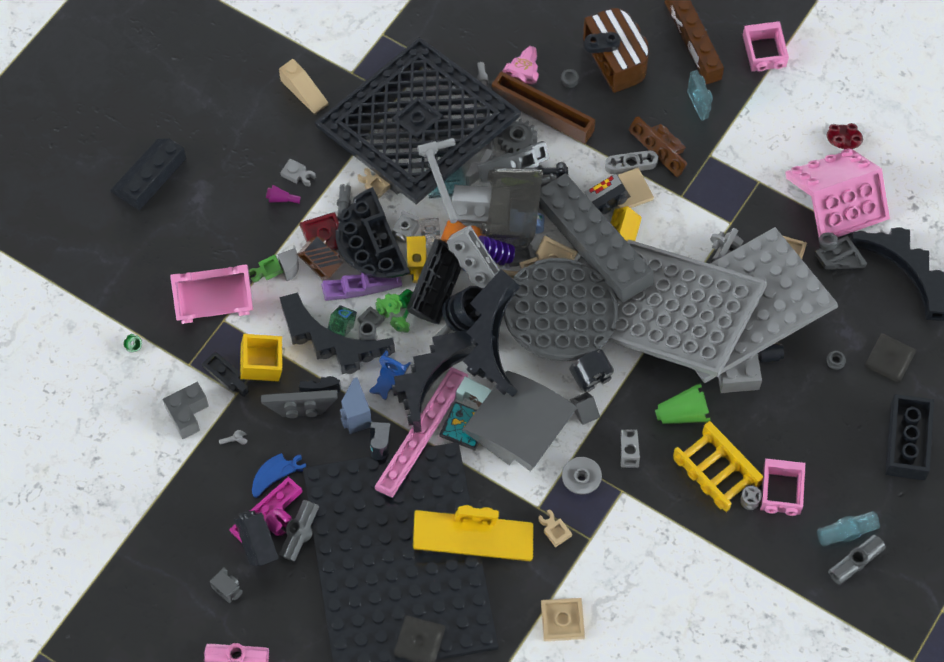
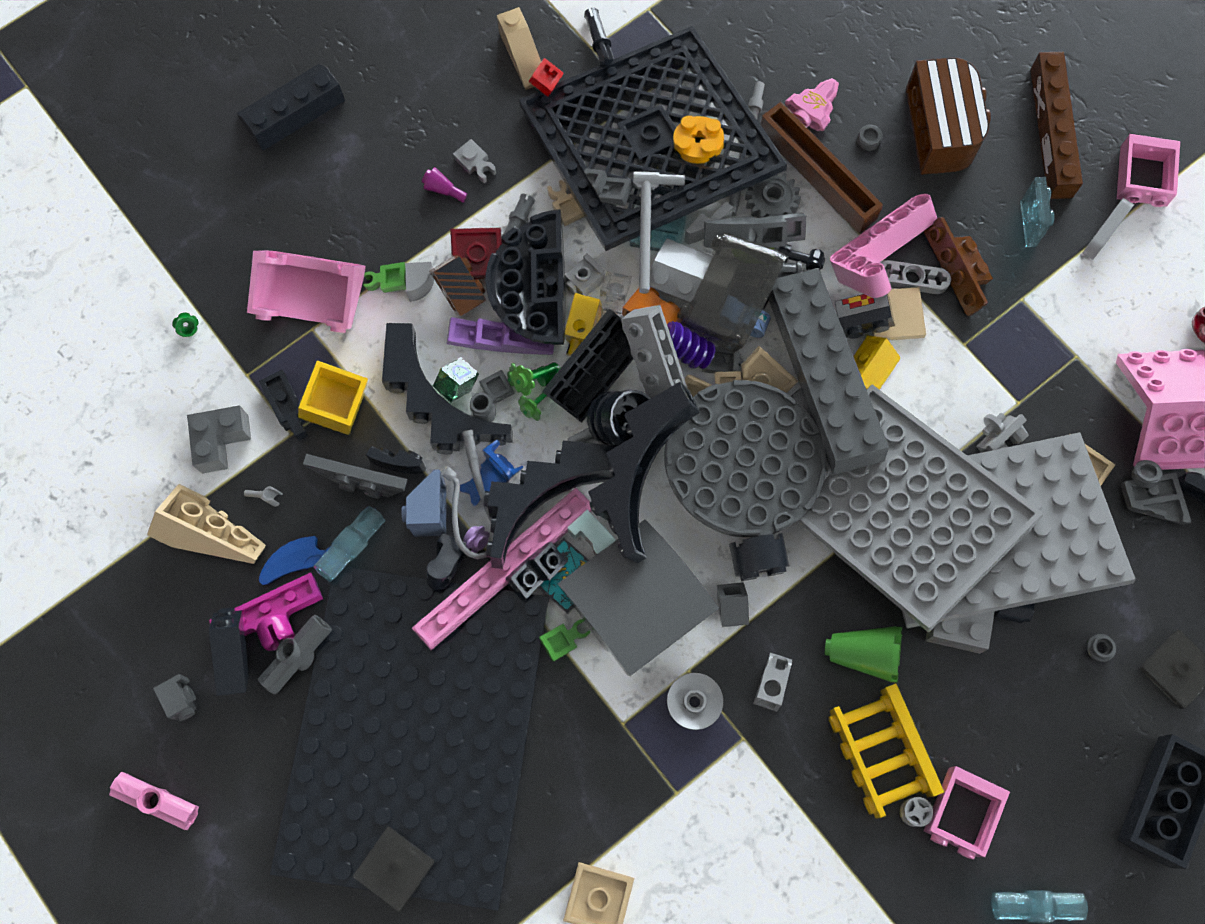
camera: 20 degrees right, 10 degrees up
(188, 473) = (192, 525): none -> tan wedge
(308, 449) = (349, 543): none -> clear light blue piece
(329, 101) = (546, 77): none -> red bracket
(359, 67) = (601, 43): none -> black axle
(365, 380) = (450, 475): none -> light grey piece
(395, 419) = (476, 538): none -> lavender plate
(404, 163) = (609, 189): none -> dark grey slope
(444, 425) = (535, 570): none -> black slope
(448, 104) = (702, 127): none -> light orange plate
(473, 533) = (518, 740): yellow bracket -> none
(478, 467) = (561, 641): none -> bright green plate
(555, 530) = (634, 768): tan plate -> none
(593, 159) = (859, 260): none -> bright pink beam
(602, 42) = (929, 102): black plate -> none
(751, 92) = (1108, 228): none -> light grey beam

